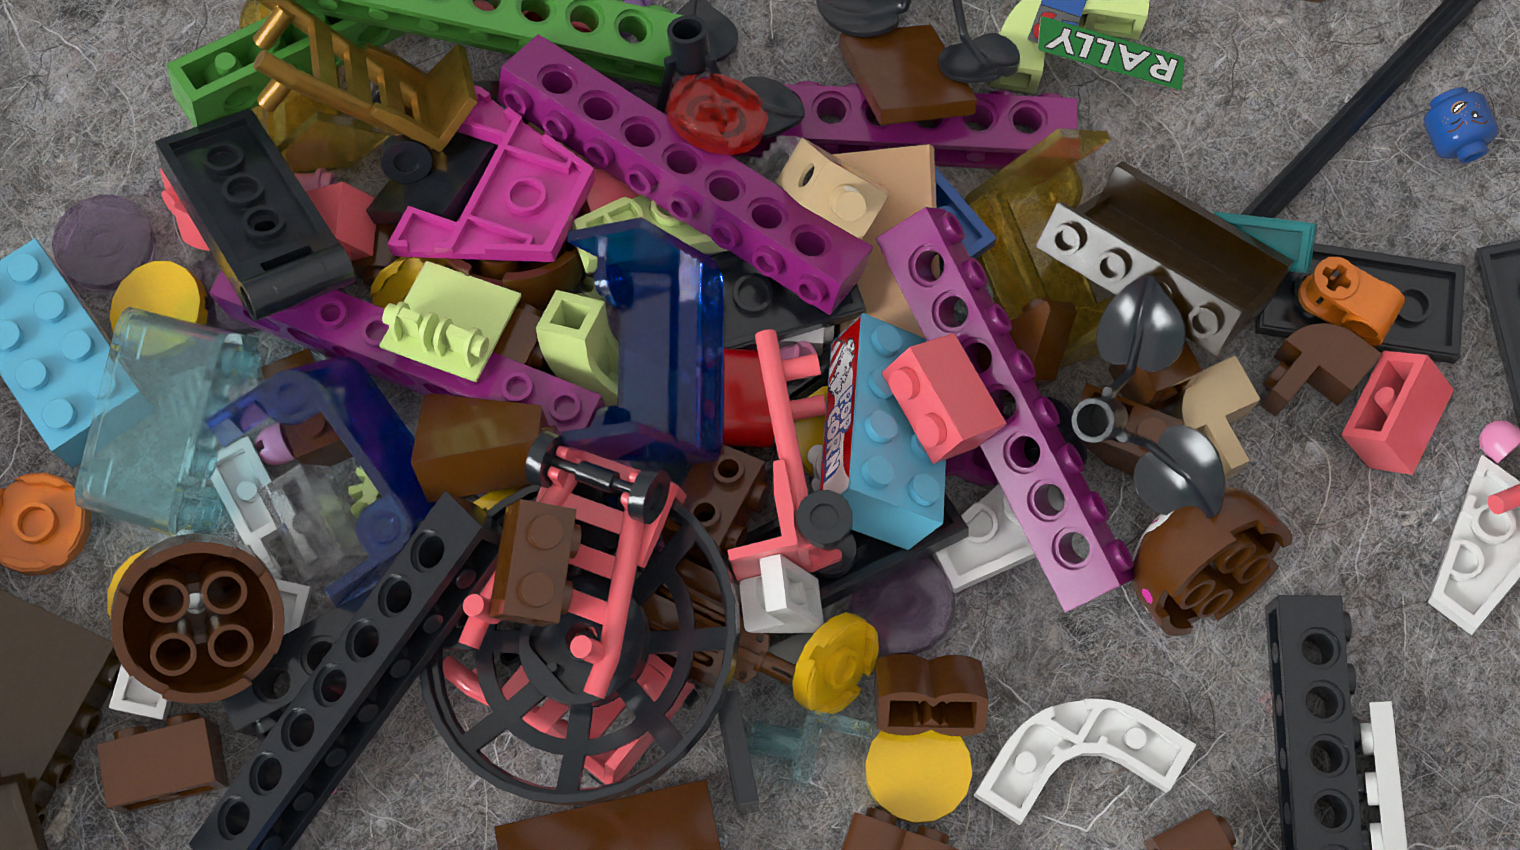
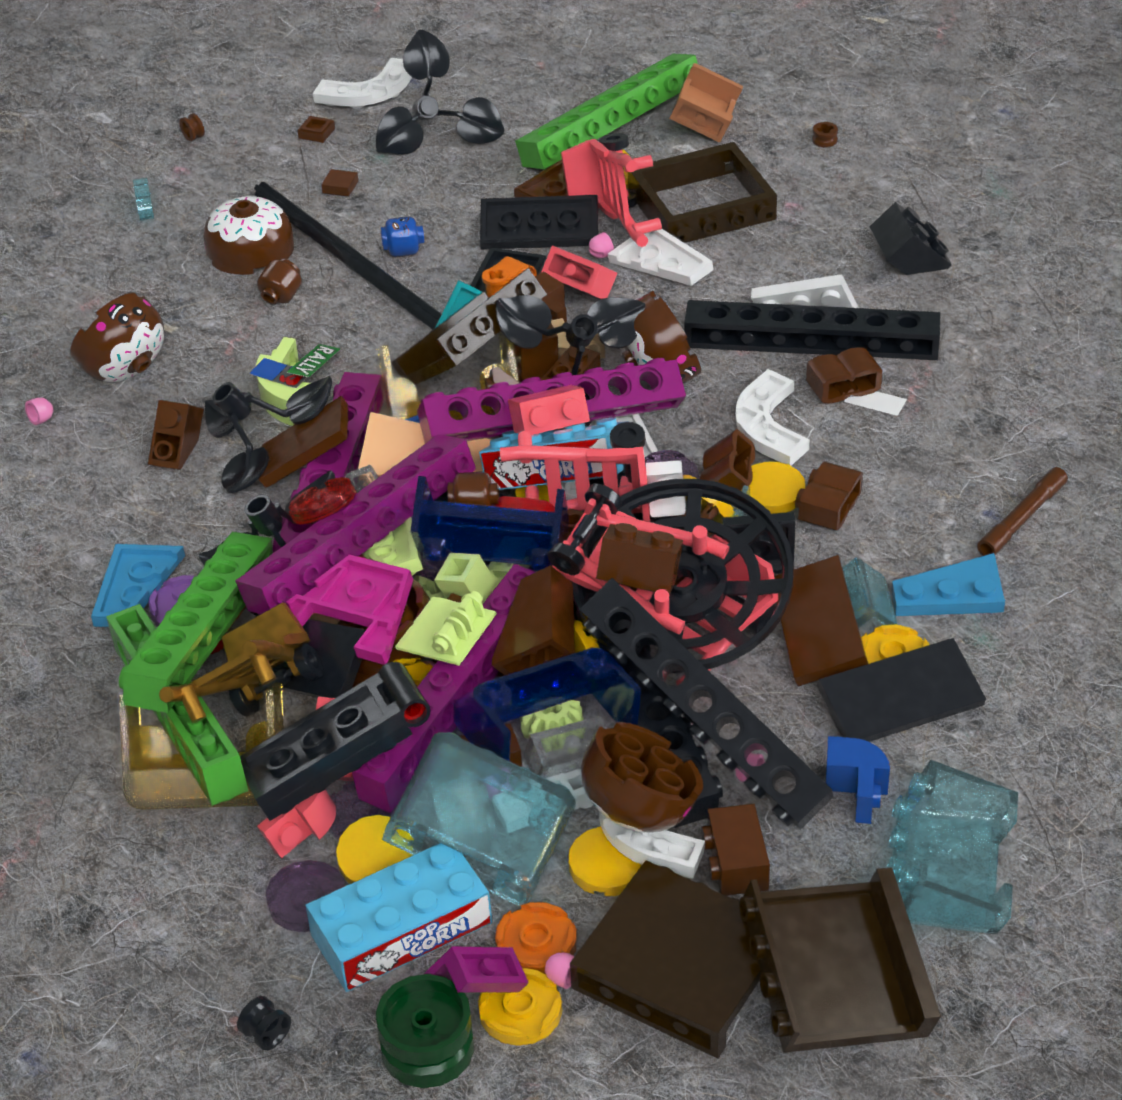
camera: 80 degrees left, 30 degrees down
(752, 307) = (473, 489): none -> reddish brown head
(834, 190) = (395, 441): tan torso -> none

